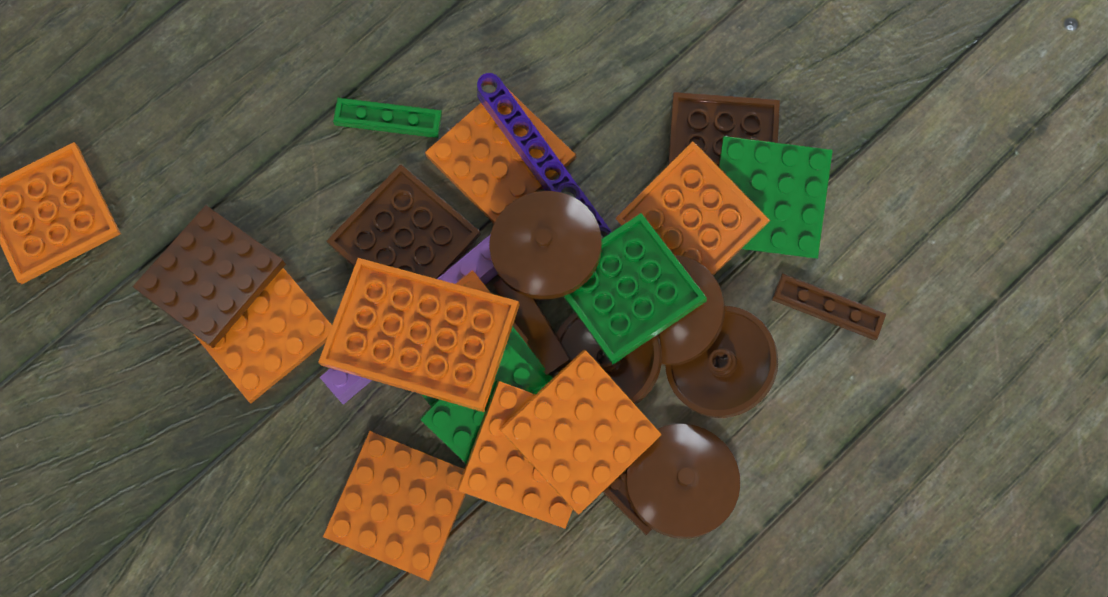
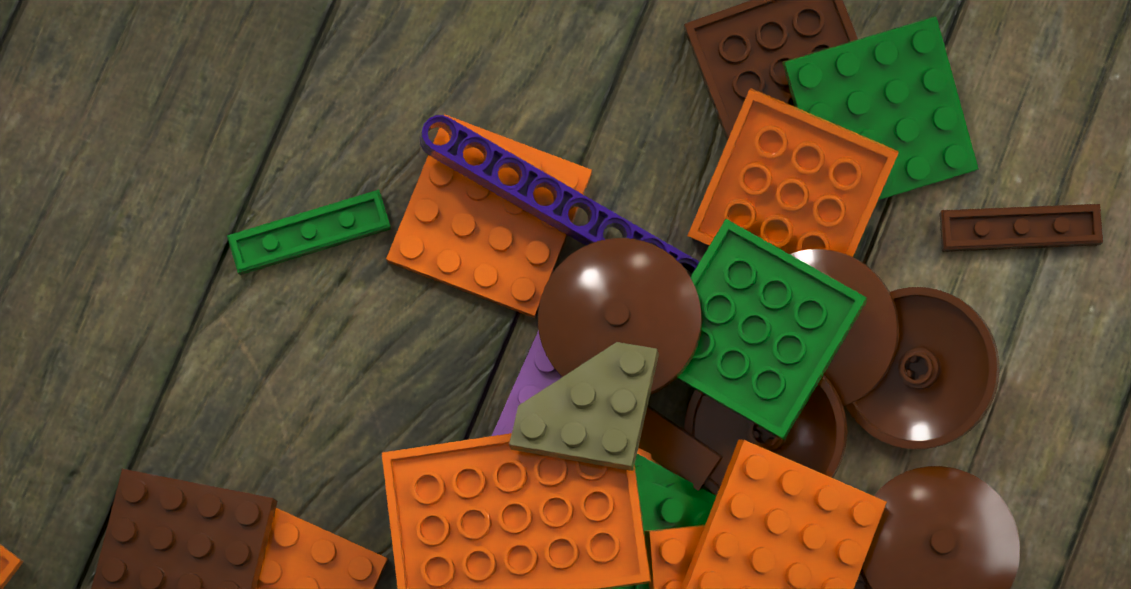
camera: 25 degrees left, 5 degrees up
(405, 228) = (412, 381): reddish brown plate -> none
(498, 287) = (591, 411): none -> olive plate

